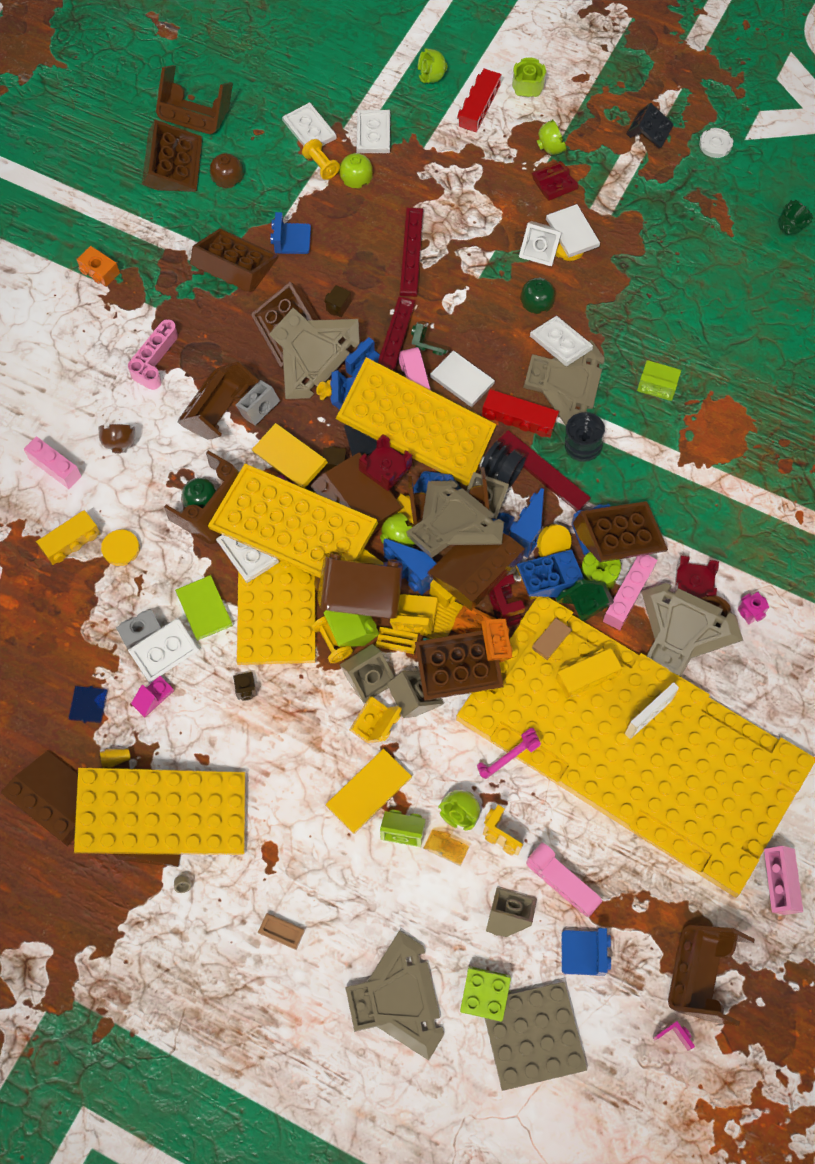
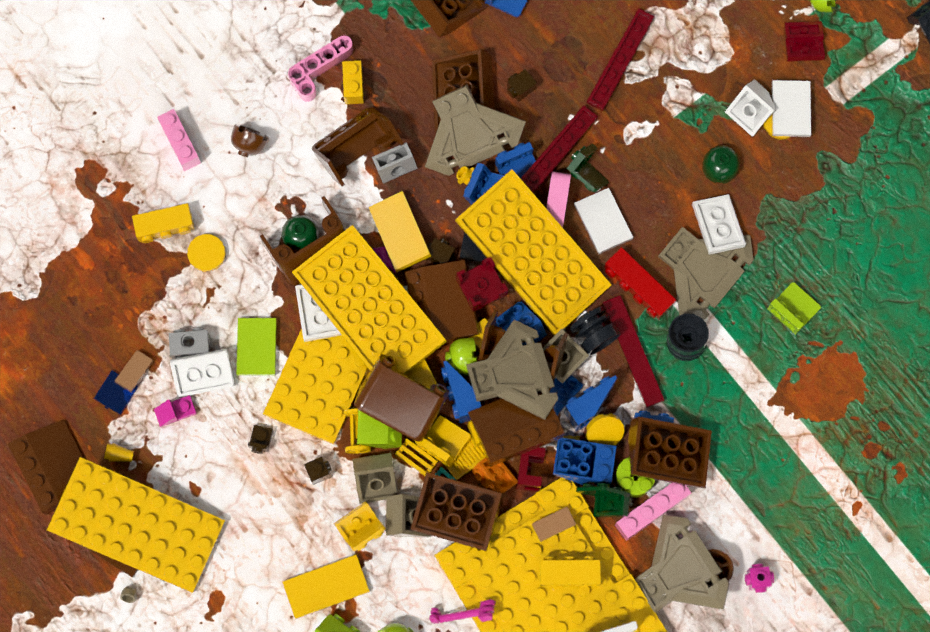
camera: 25 degrees right, 10 degrees up
(97, 677) = (134, 371): none -> medium nougat tile
(189, 355) = (352, 82): none -> yellow brick
(312, 689) = (318, 470): none -> dark brown brick
(497, 639) = (498, 506): orange bracket -> none
(695, 578) = (720, 527): dark red panel -> none

